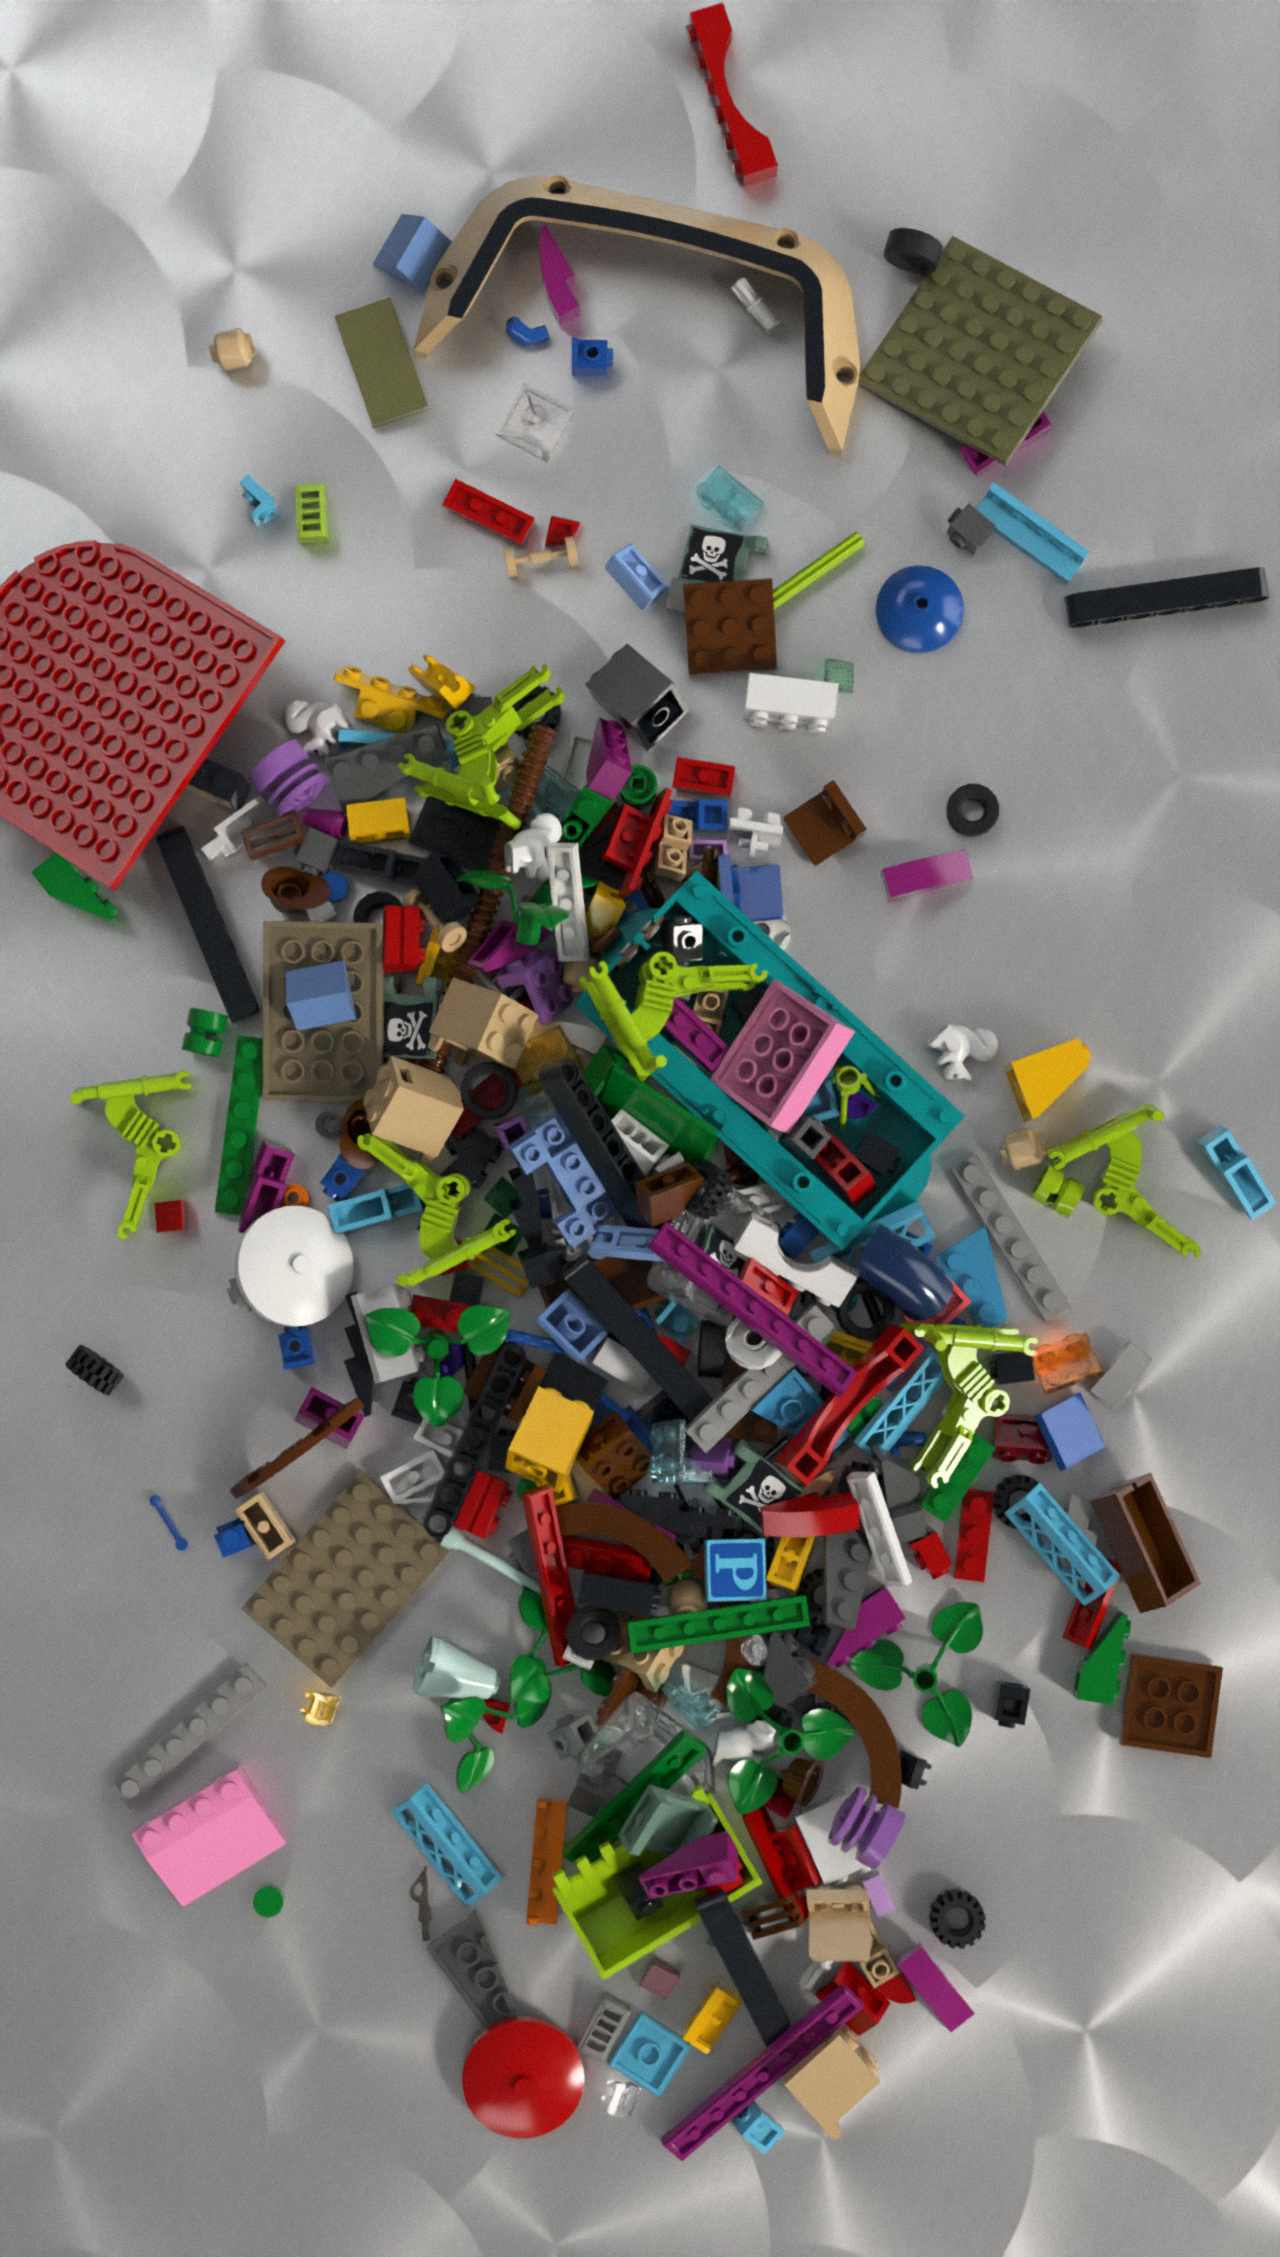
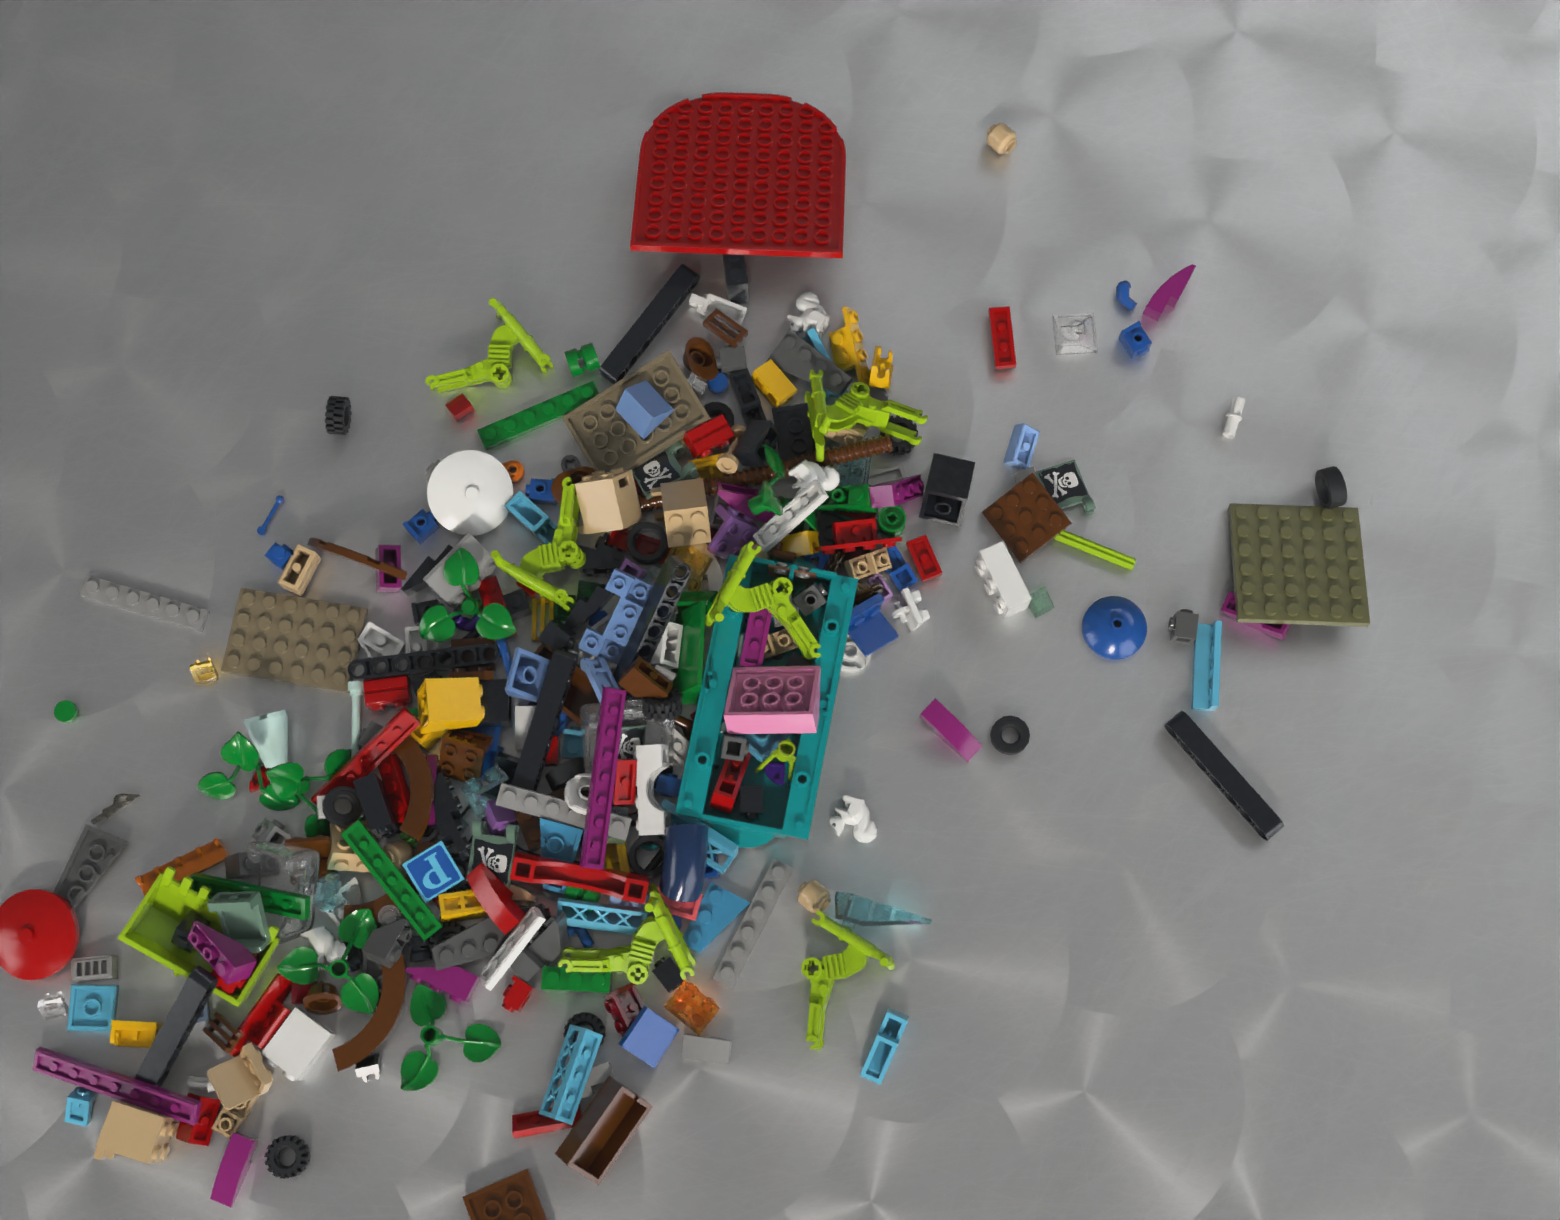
camera: 60 degrees right, 10 degrees down
(68, 886) = (621, 237): green slope -> none
(209, 1836) = (87, 651): bright pink slope -> none
(257, 495) = (920, 209): medium azure bracket -> none
(266, 1182) = (513, 448): magenta slope -> none
(283, 772) = (765, 315): medium lavender wheel -> none
(313, 535) = (927, 252): lime slope -> none
(327, 821) = (754, 354): magenta cone -> none
(381, 362) = (1051, 225): olive tile -> none
(412, 251) = (1129, 205): medium blue slope -> none
(450, 1842) = (161, 799): medium azure fence -> none
(541, 556) = (980, 368): tan wheel -> none
(559, 529) = (1019, 386): red tile -> none
(660, 1978) = (145, 985): slope -> none
(728, 498) = (1105, 472): clear light blue bracket -> none
(751, 150) = (1326, 357): red arch -> none
(825, 824) = (941, 648): reddish brown bracket -> none
(827, 296) = (1266, 452): tan panel -> none
(862, 1825) = (310, 1053): medium lavender wheel -> none
(878, 1894) = (275, 1094): lavender piece -> none
(897, 1990) = (218, 1145): red tile -> none
(973, 1535) = (545, 1016): red plate -> none
(1017, 1692) = (458, 1106): black brick -> none
(1046, 1075) = (869, 880): yellow slope -> none
(1058, 1191) = (800, 935): lime wheel -> none
(1079, 1105) = (865, 912): none -> clear light blue wedge
(1099, 1668) = (504, 1151): green slope -> none

